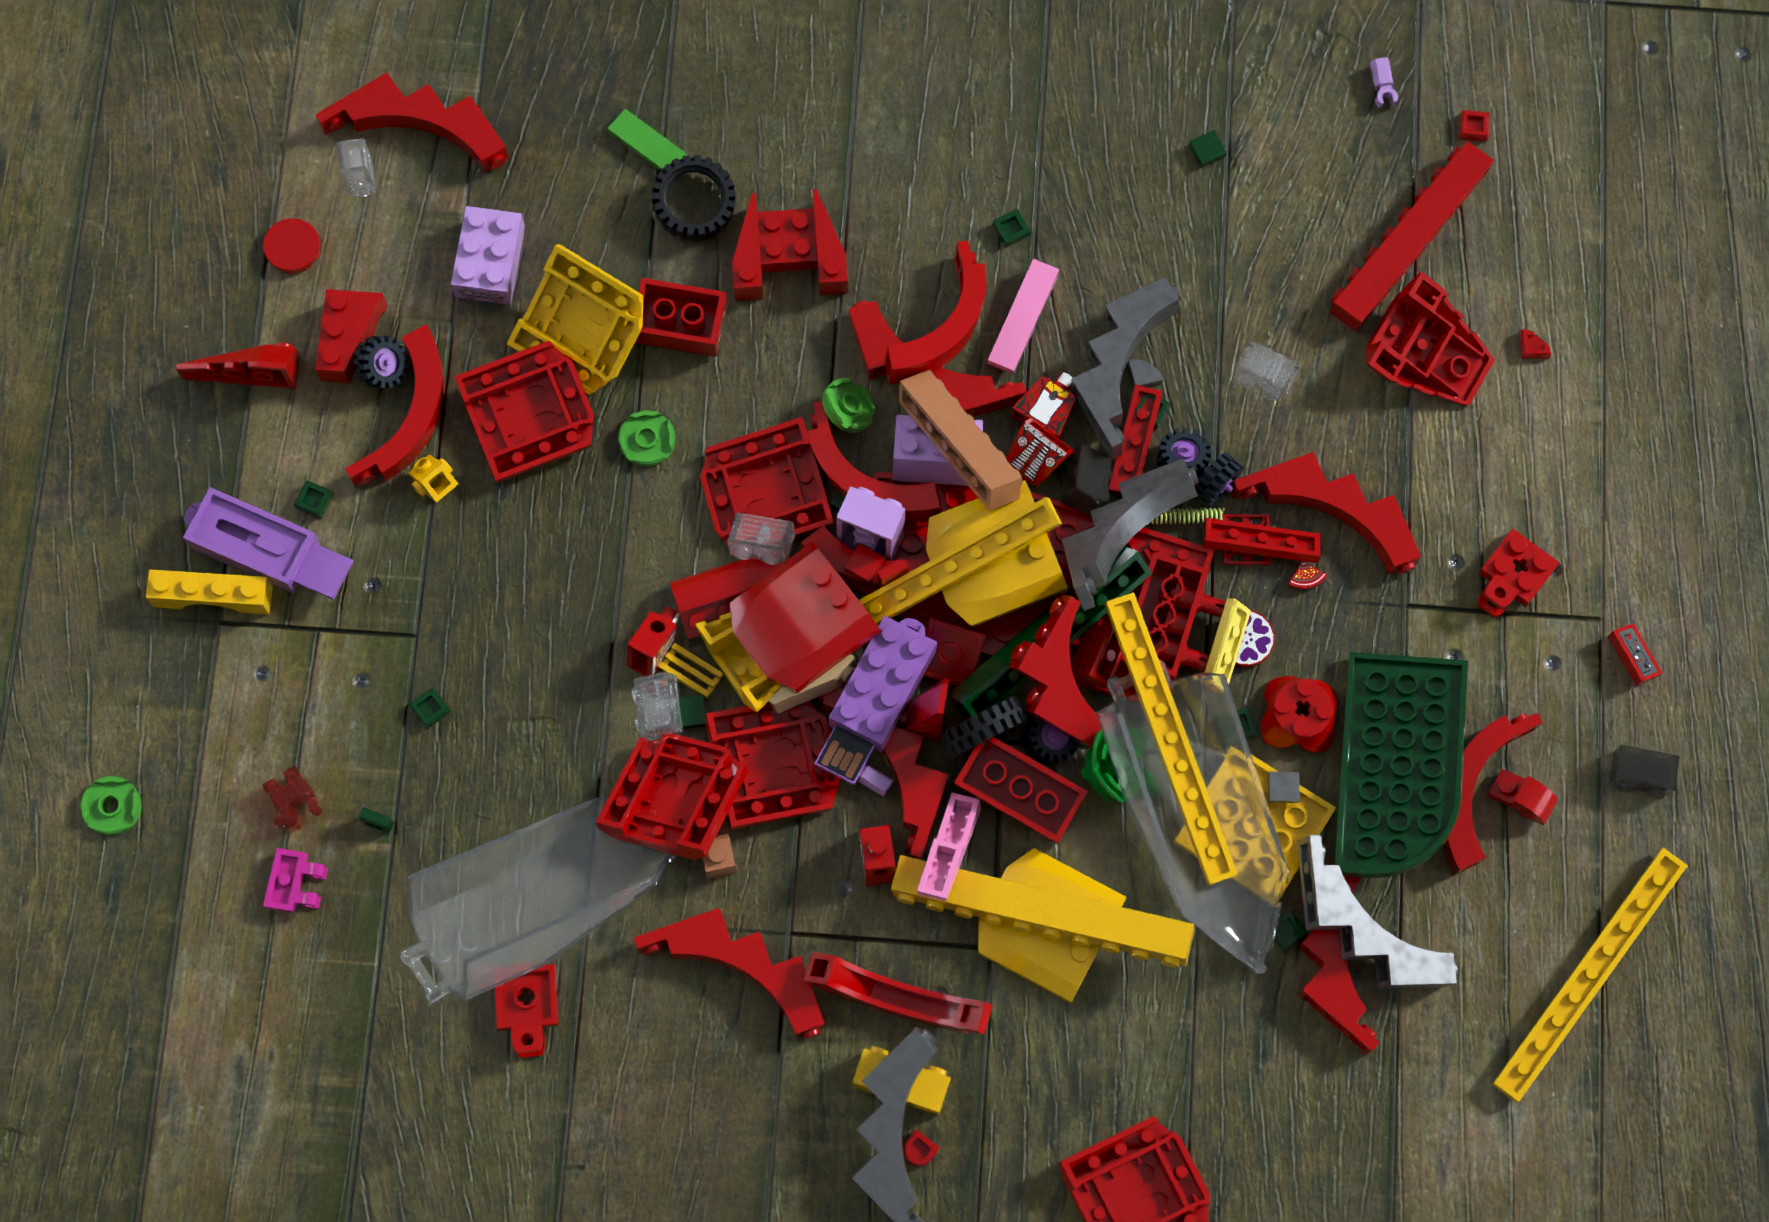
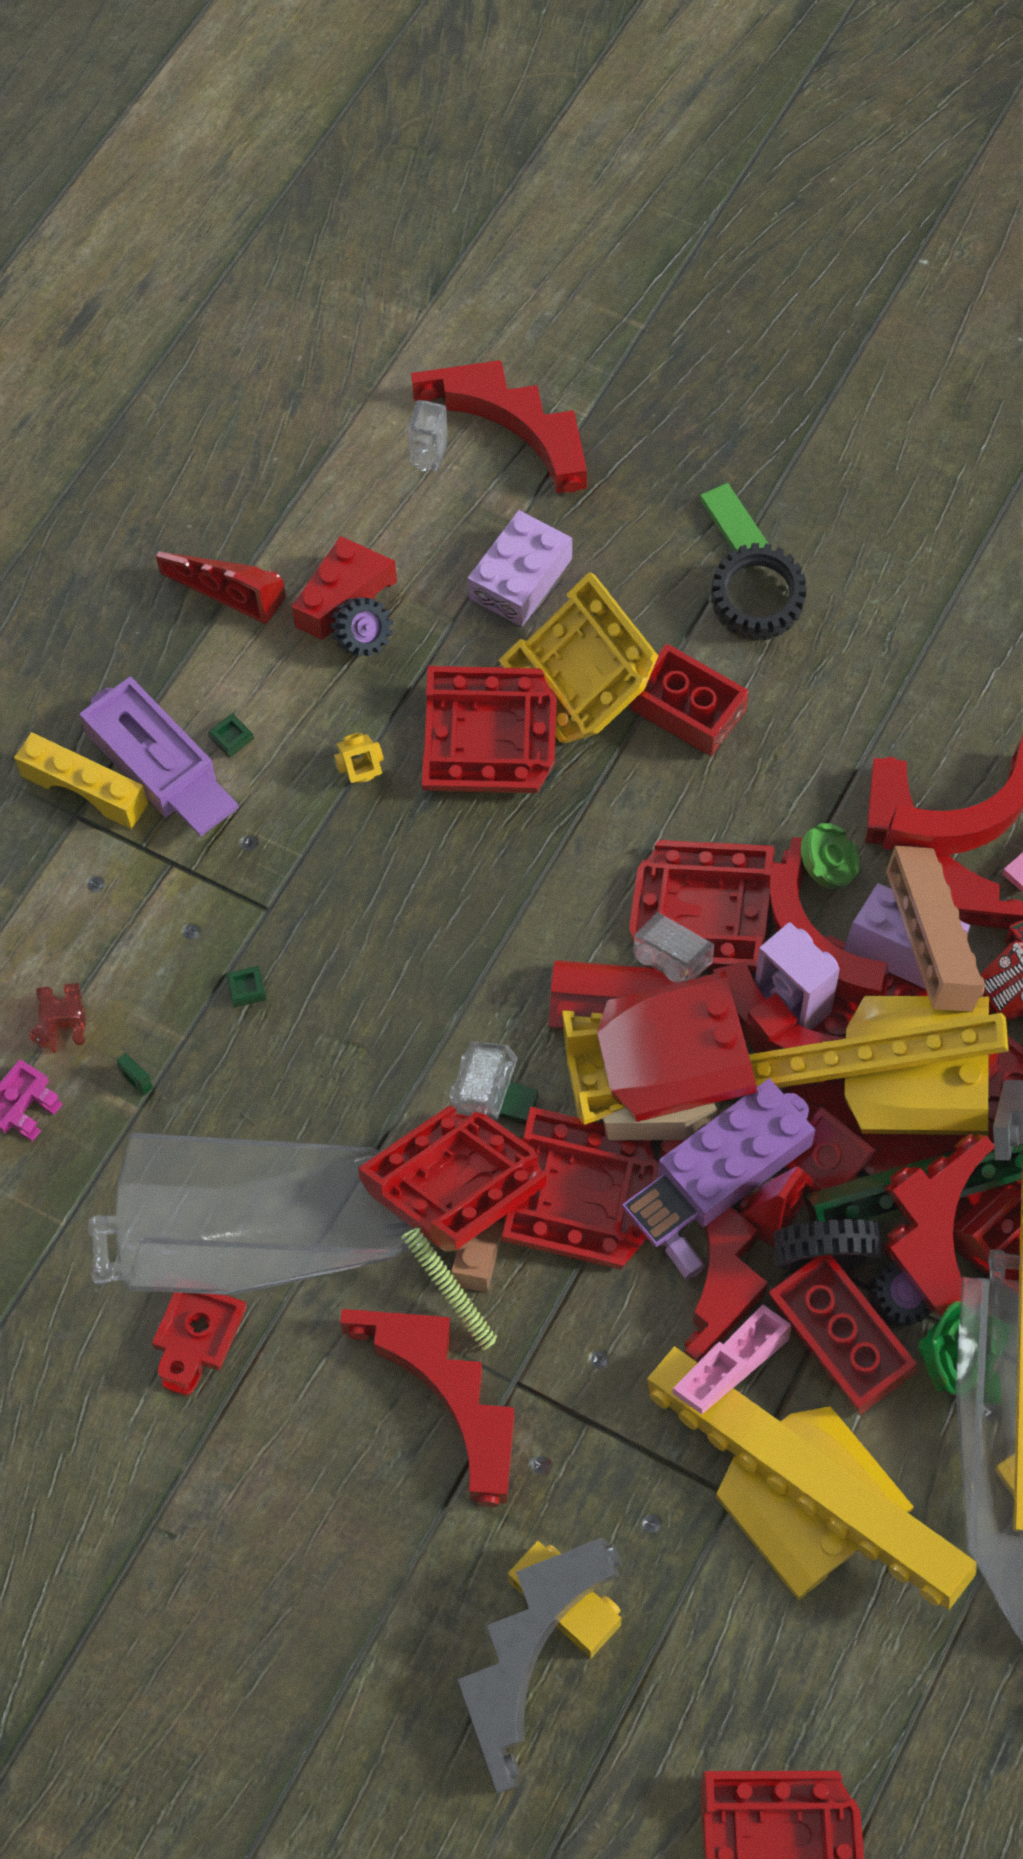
camera: 30 degrees right, 10 degrees down
(292, 245) = (329, 489): red tile -> none
(421, 418) = (374, 699): red arch -> none
(646, 438) = (600, 809): bright green tile -> none
(652, 641) = (508, 1010): red torso -> none
(670, 657) = (522, 1038): yellow tile -> none
(717, 892) = (450, 1280): none -> yellowish green piece
(788, 243) = (837, 673): red wedge -> none
(877, 855) = (650, 1334): red torso -> none
(892, 572) = (797, 1035): red tile -> none
(895, 997) = (598, 1500): red arch -> none
(919, 1149) = (551, 1687): red tile -> none

